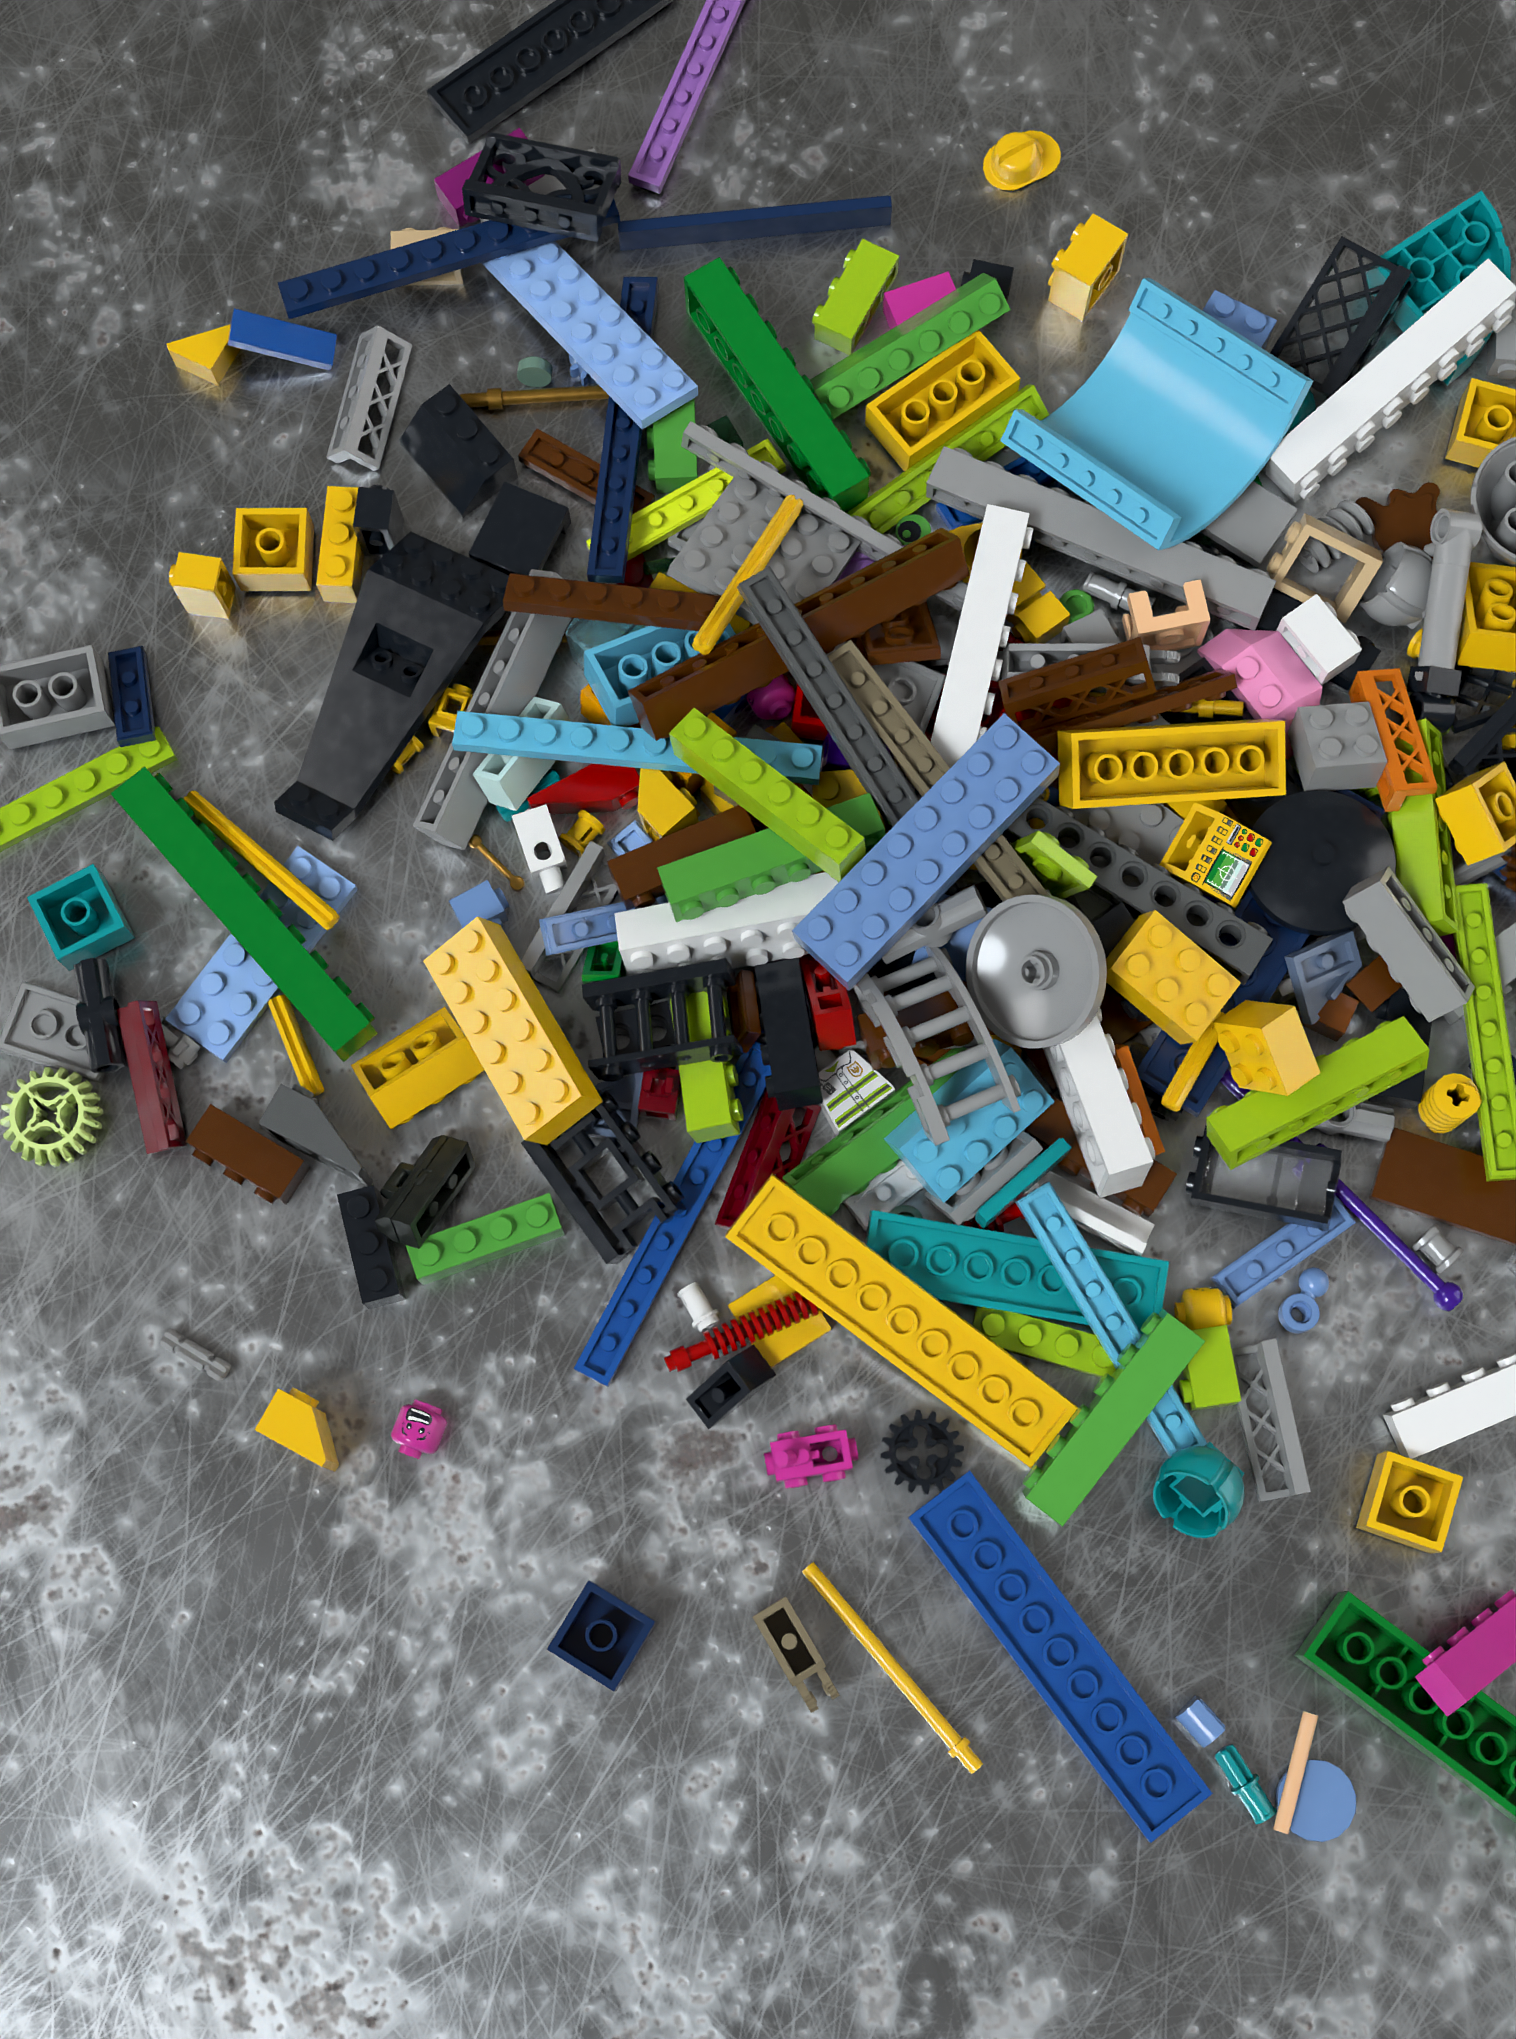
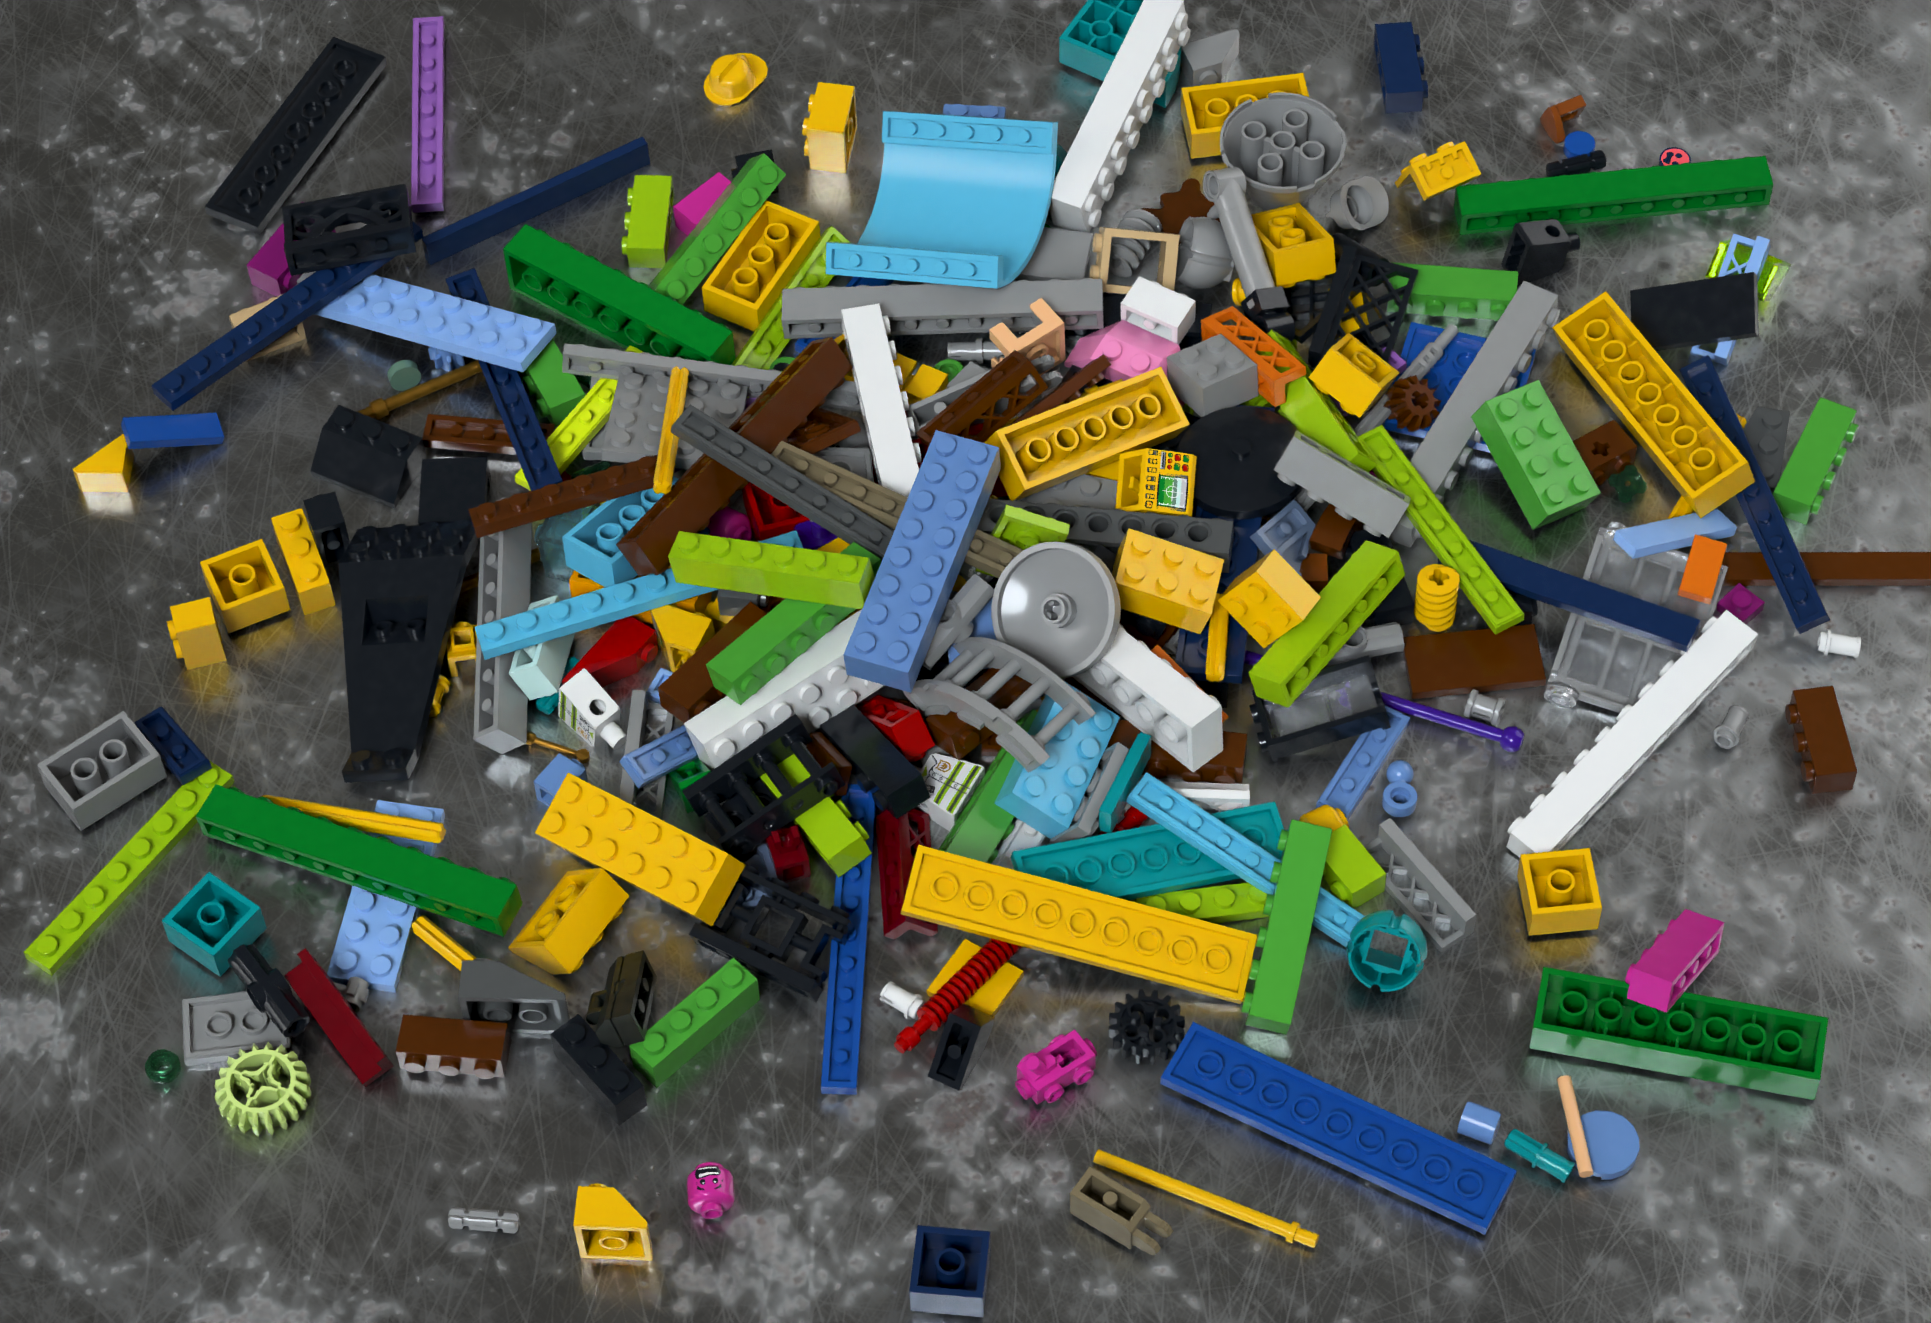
camera: 25 degrees left, 20 degrees down
(358, 394) = (260, 448): light grey fence -> none
(581, 833) = (622, 692): yellow bush -> none
(1369, 327) = (1082, 82): black fence -> none

